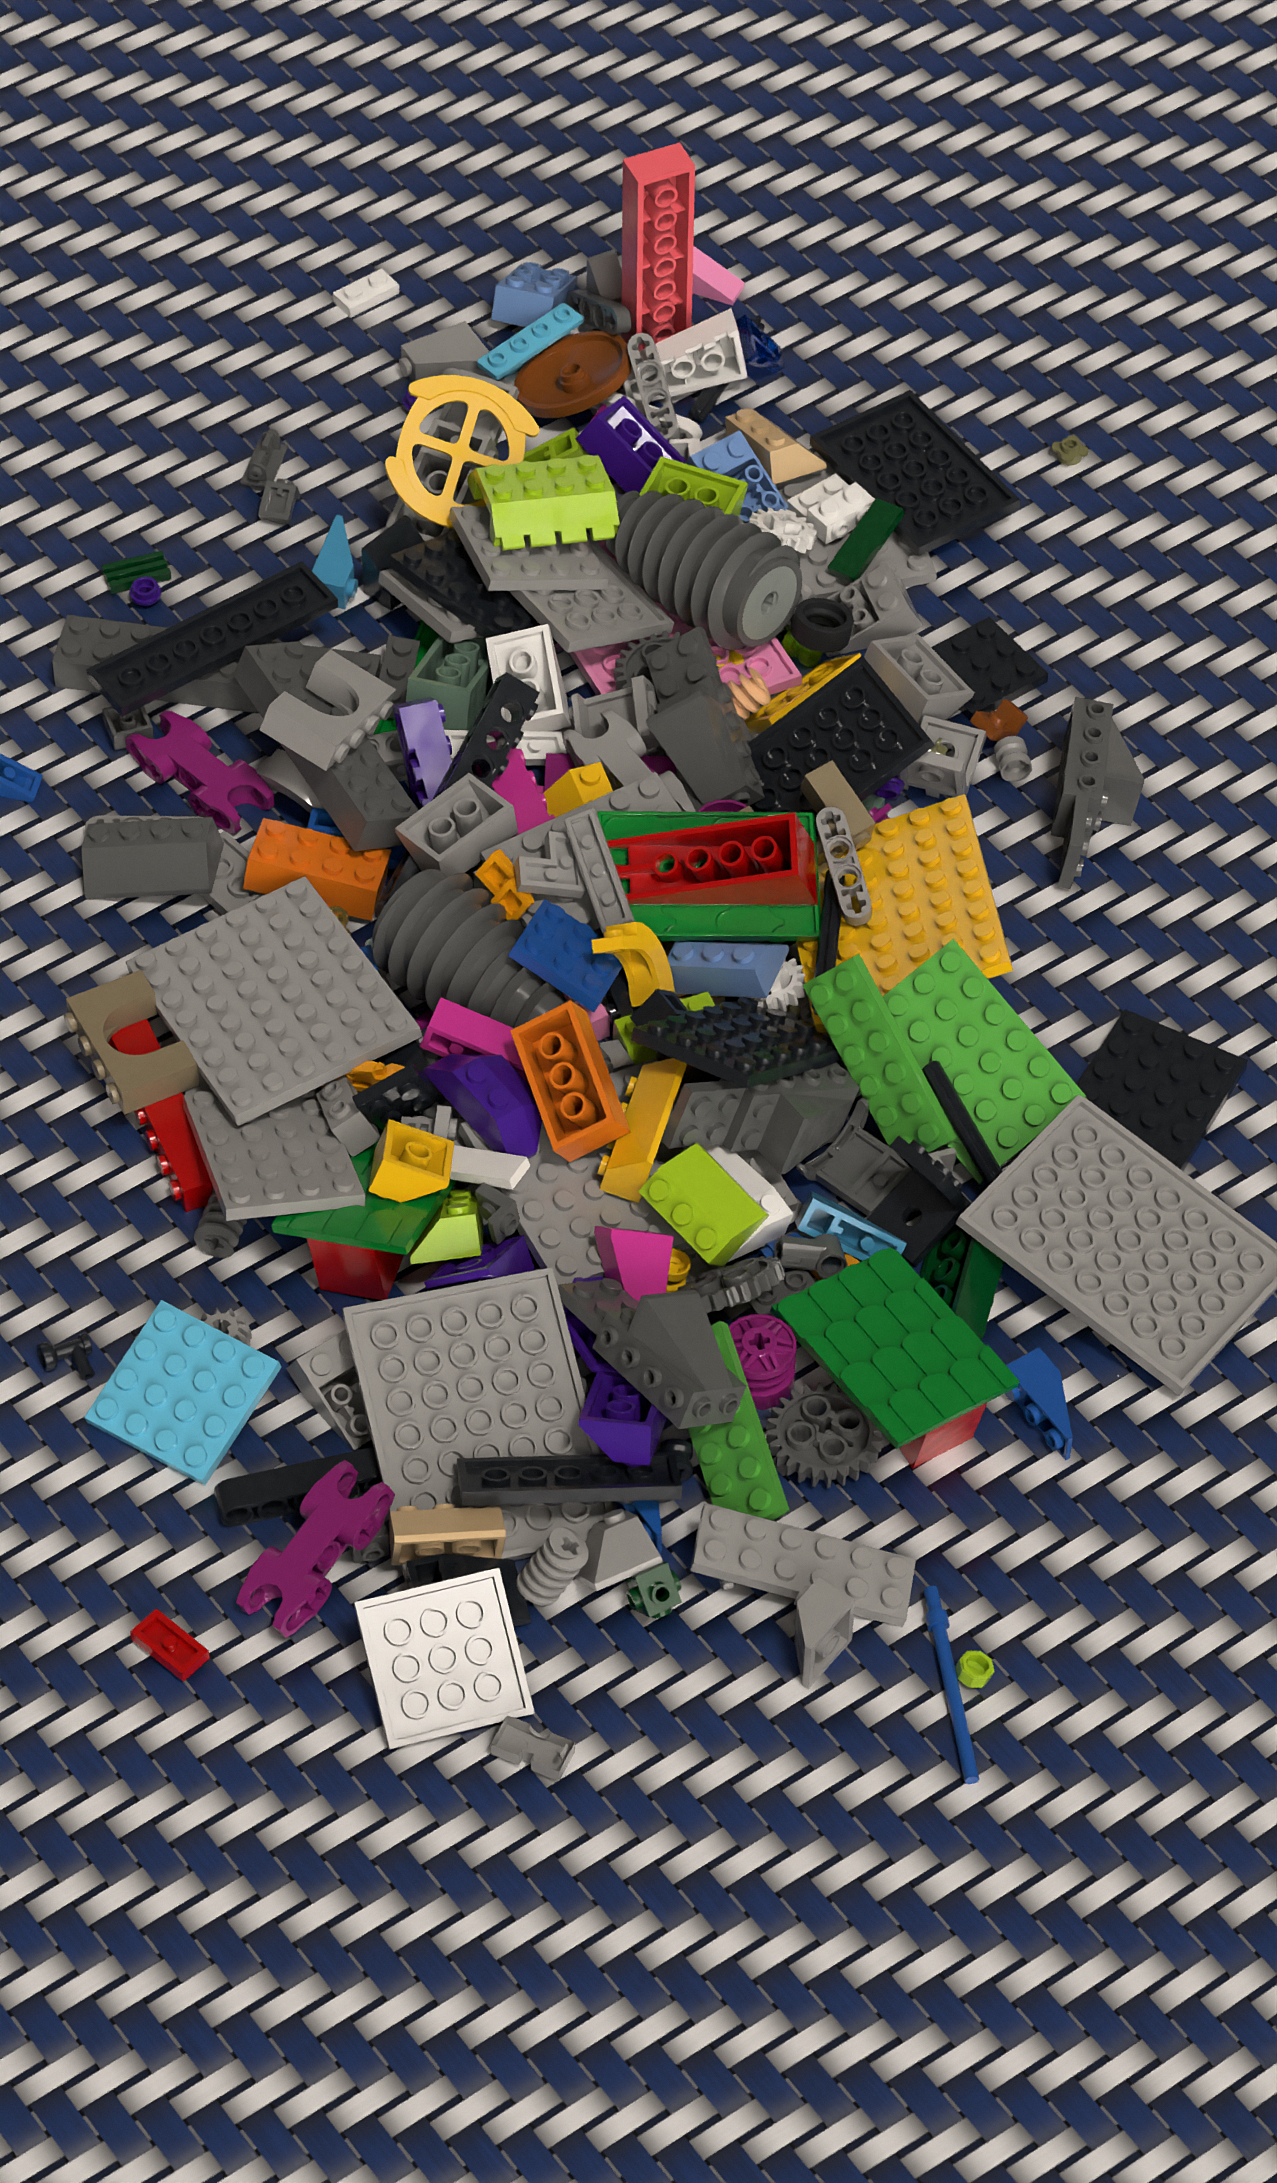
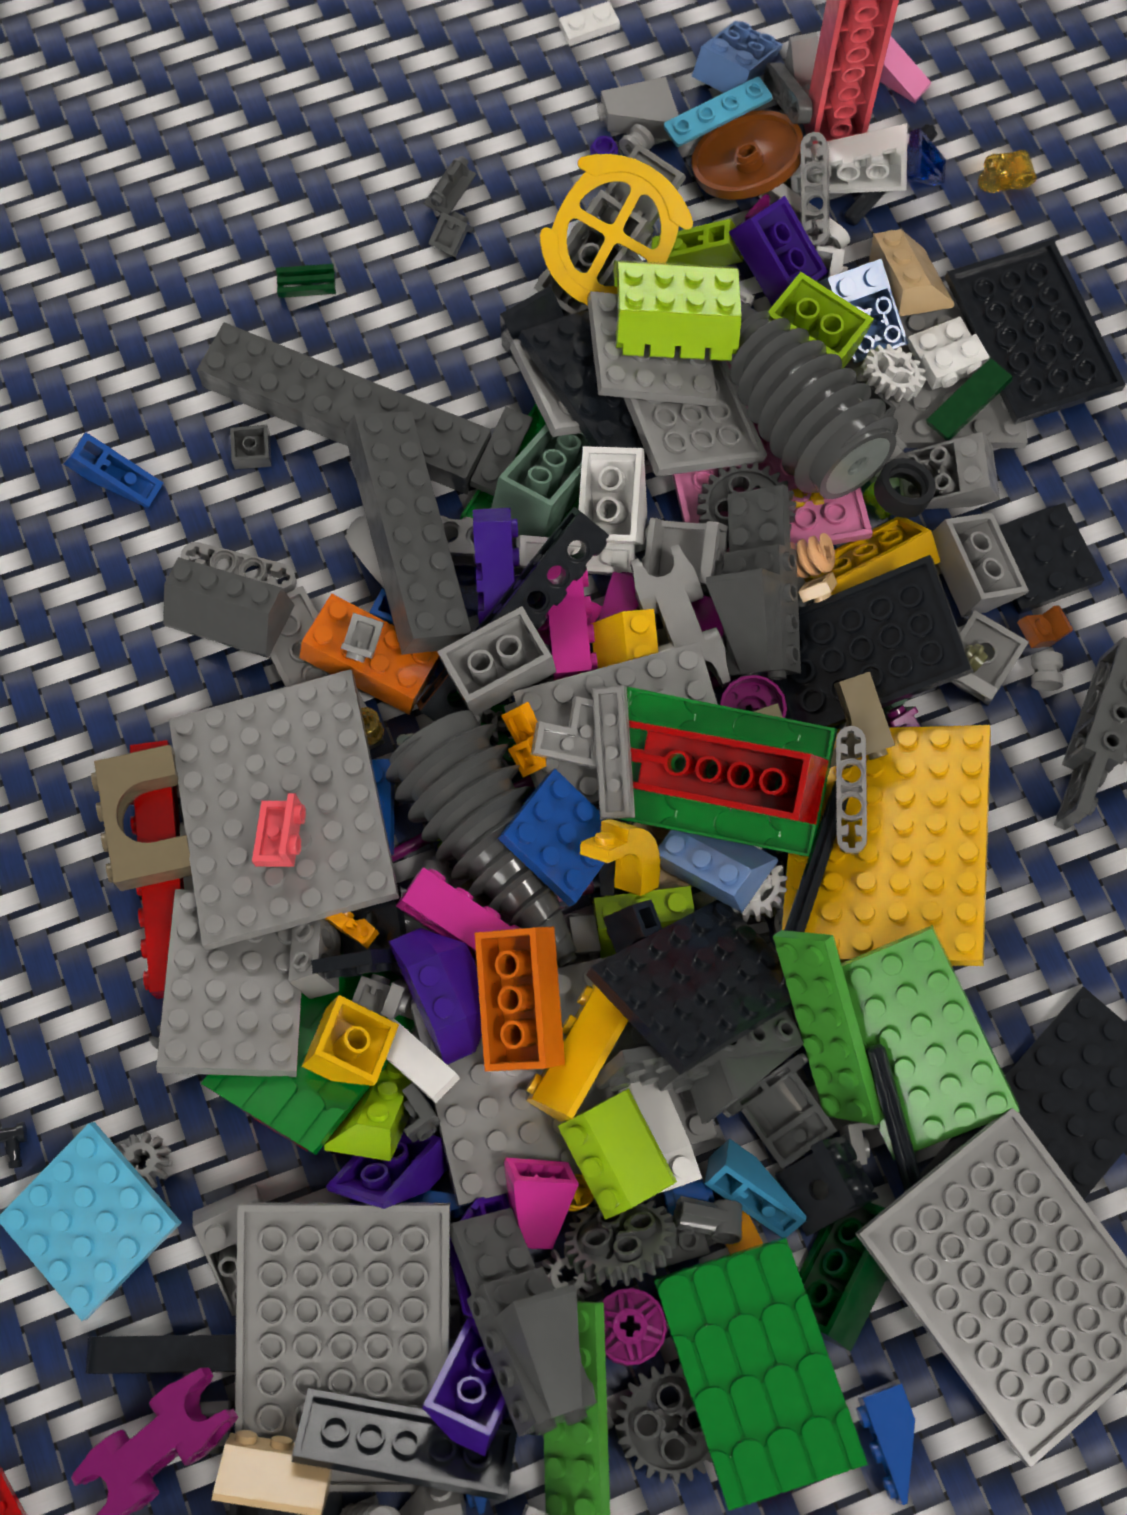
camera: 15 degrees right, 20 degrees up
(145, 591) = (304, 298): dark purple plate -> none
(187, 759) = (311, 534): magenta piece -> none
(211, 638) = (339, 382): black plate -> none
(283, 1003) = (278, 832): none -> coral bracket
(311, 839) = (362, 637): none -> light grey bracket
(327, 737) = (394, 542): light grey arch -> none
(335, 564) = (476, 324): dark azure slope -> none
(761, 718) = (818, 588): none -> tan plate
(849, 343) = (1010, 170): none -> clear yellow piece

